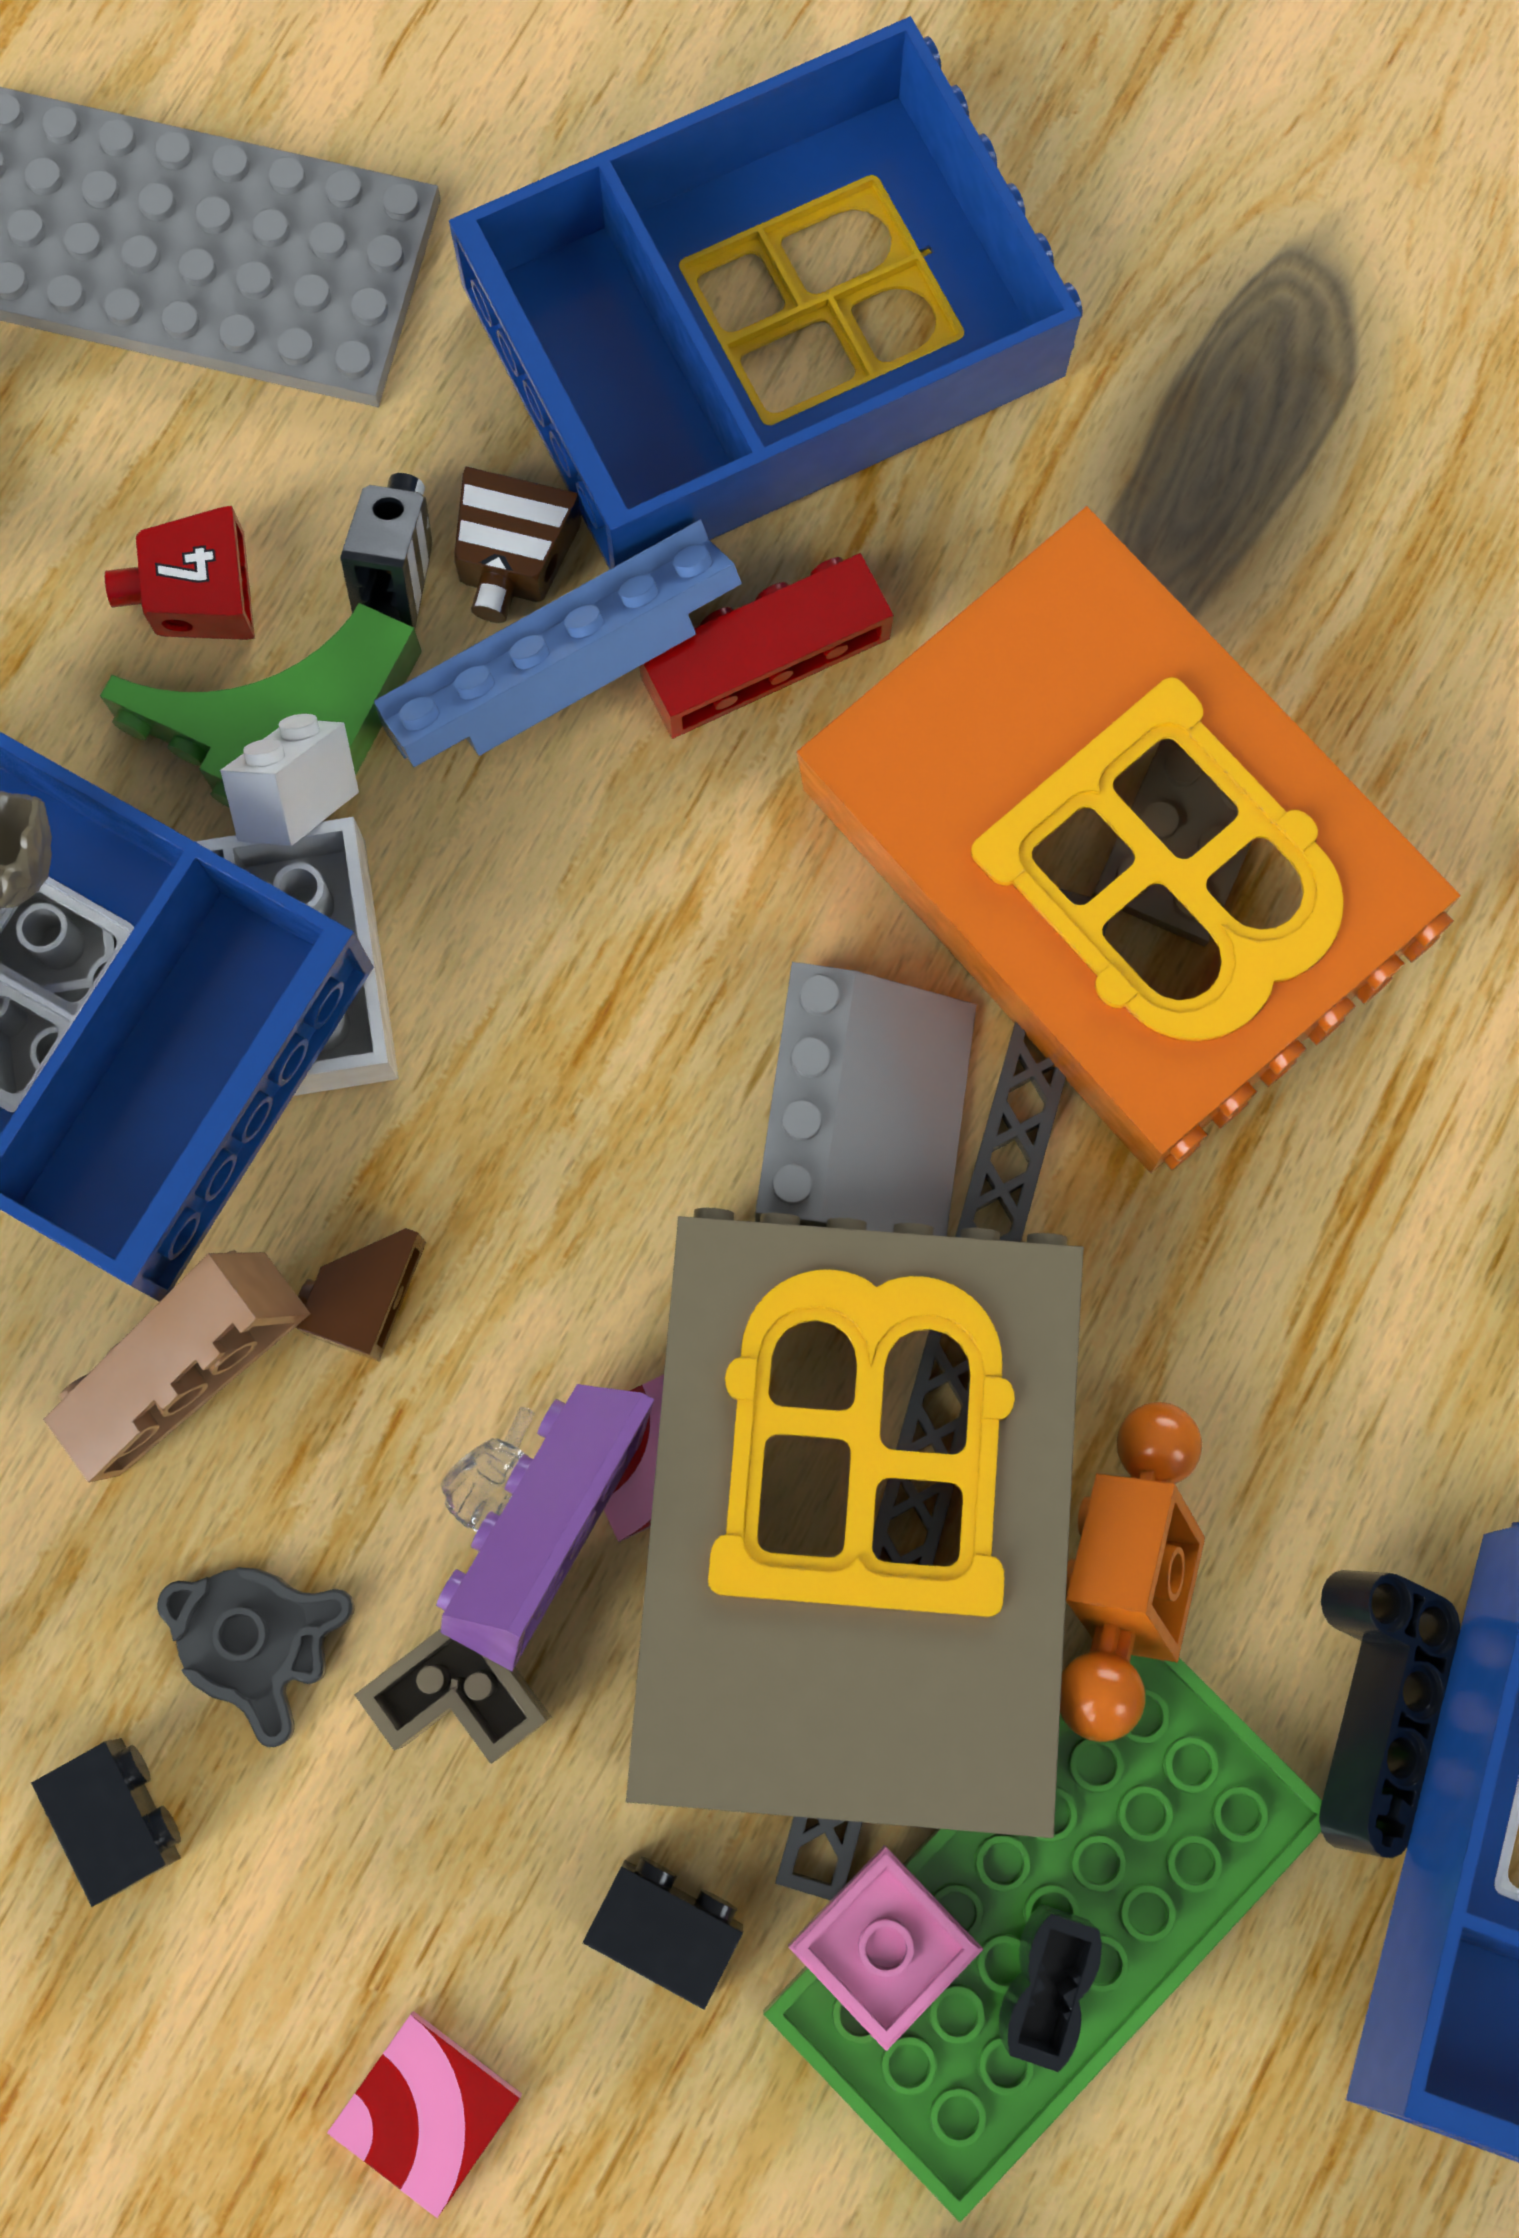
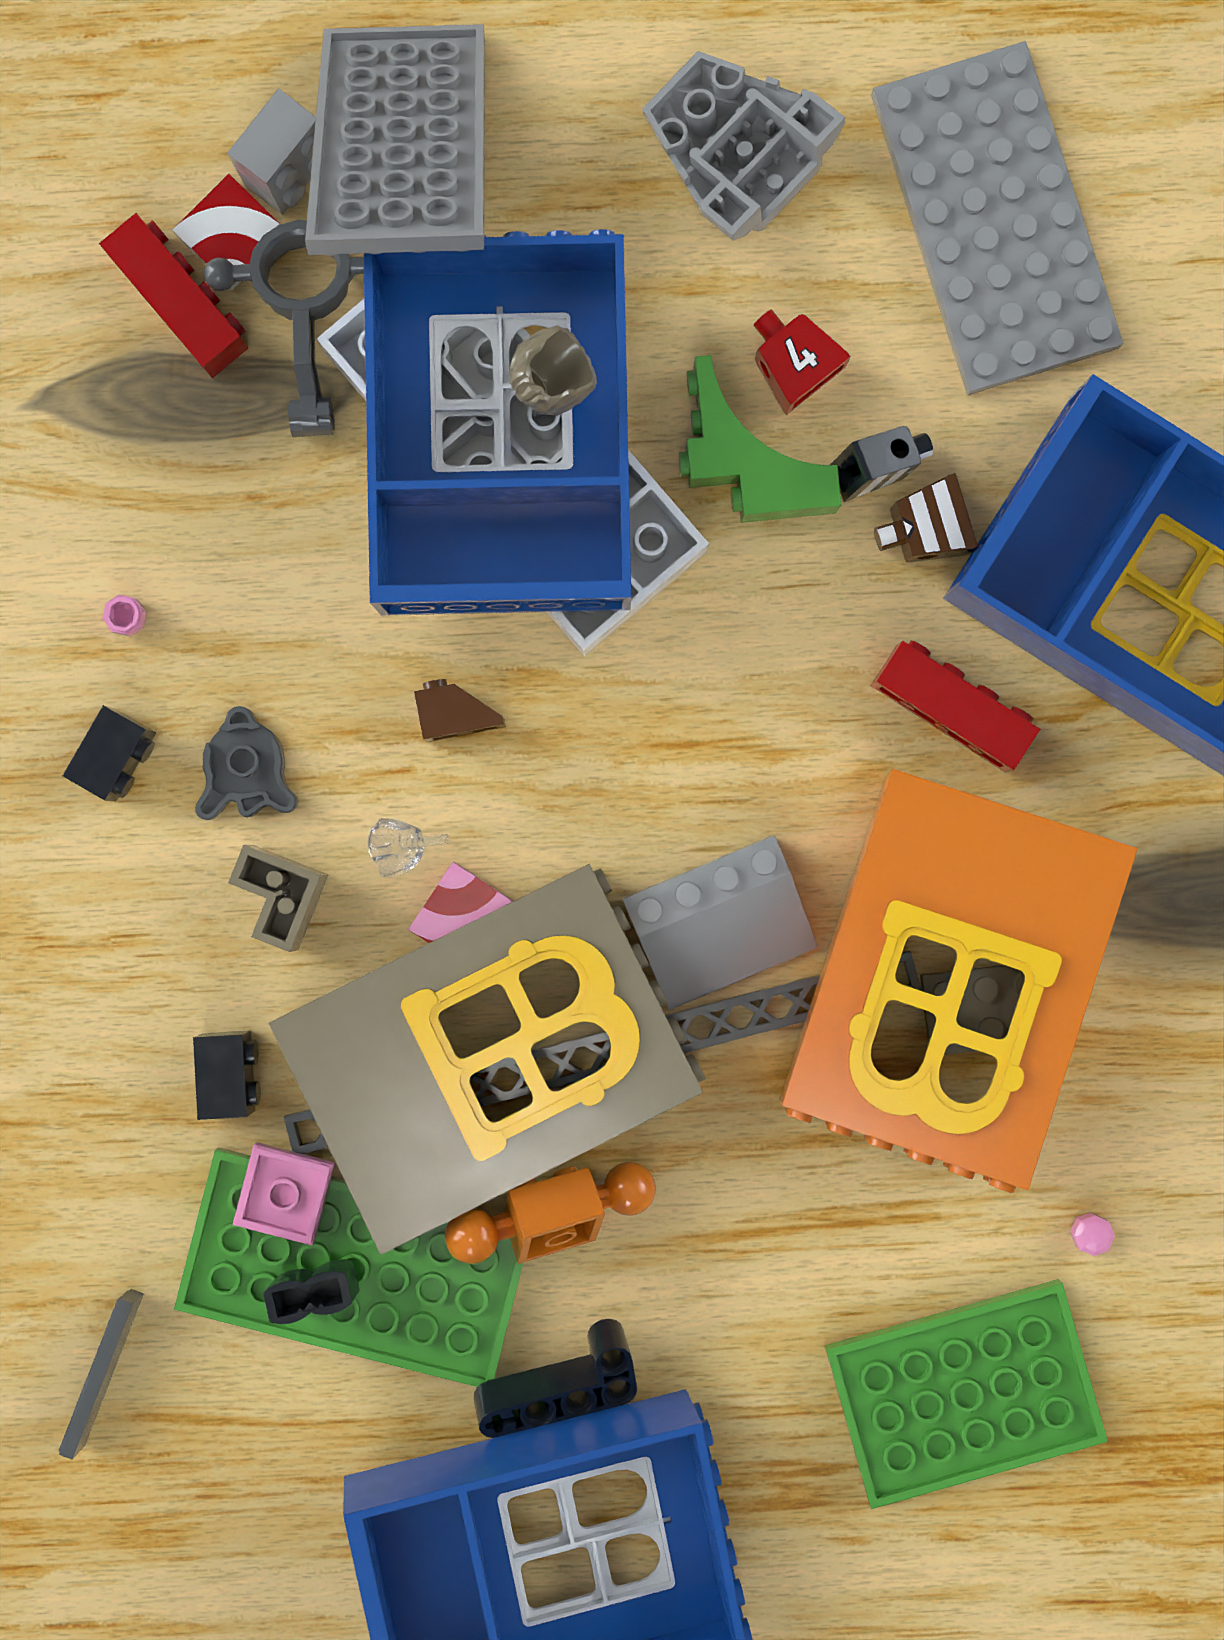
camera: 60 degrees right, 10 degrees up
(174, 1361) = (357, 639): medium nougat wedge -> none
(290, 780) = (707, 497): white brick -> none
(425, 2114) = (67, 1006): tile -> none
(544, 1523) = (389, 889): medium lavender slope -> none
(559, 650) = (877, 598): medium blue slope -> none

